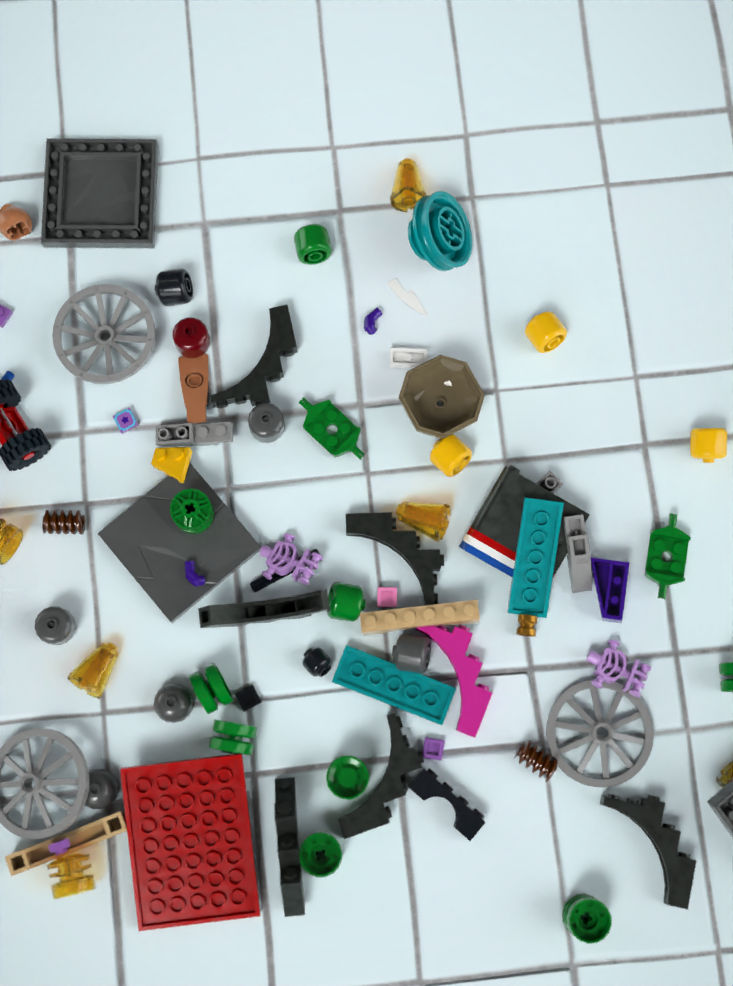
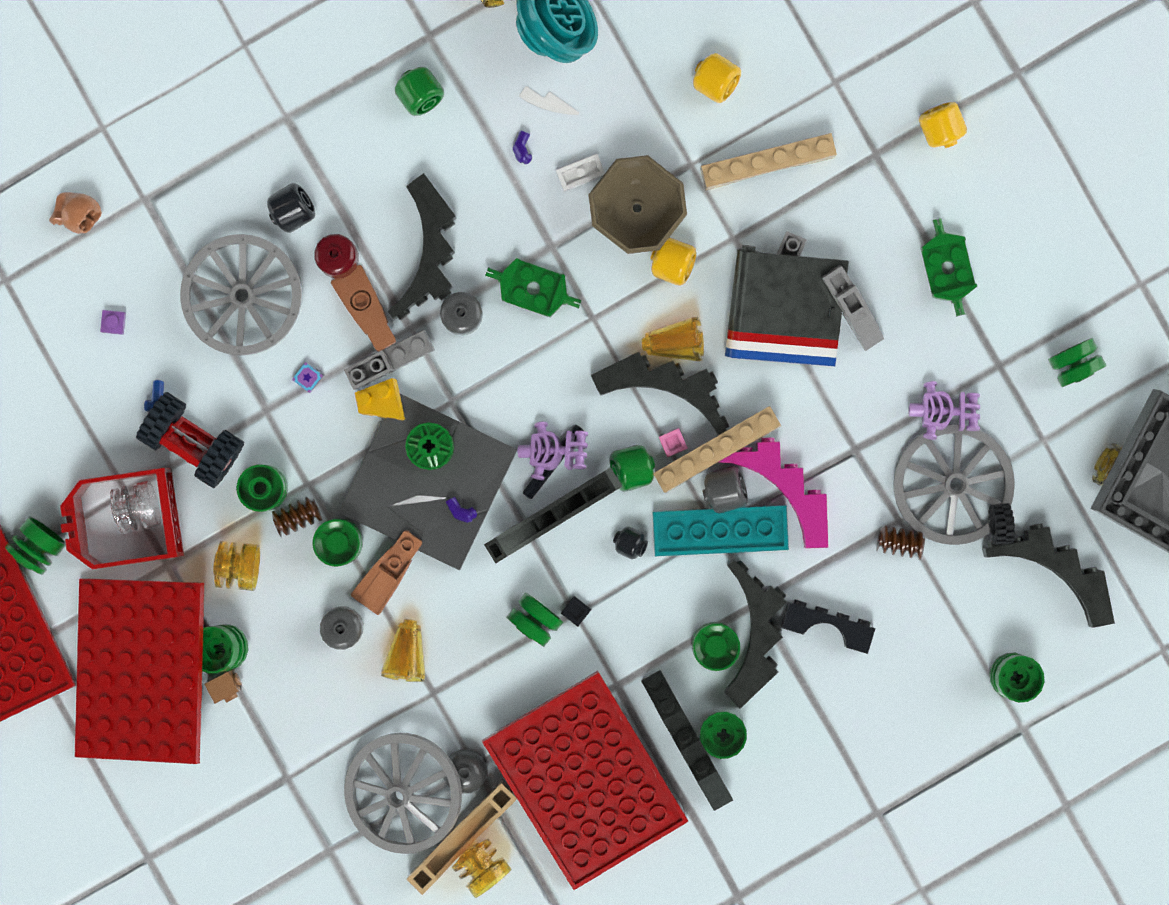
camera: 20 degrees left, 10 degrees up
(47, 487) = (262, 488): none -> green wheel
(59, 847) = (456, 845): medium lavender plate -> none
(84, 556) = (337, 542): none -> green wheel
(100, 193) = (155, 135): dark grey tile -> none
(112, 599) = (386, 574): none -> nougat piece
(173, 703) = (501, 651): dark grey cylinder -> none
(233, 737) = (580, 659): green wheel -> none
(433, 748) = (789, 577): medium lavender tile -> none
(527, 623) = (831, 406): pearl gold wheel -> none
(535, 557) = (810, 332): teal plate -> none
(586, 416) = (767, 161): none -> tan arch
(610, 584) = (903, 328): dark purple wedge -> none
(626, 781) = (1001, 523): none -> black tyre

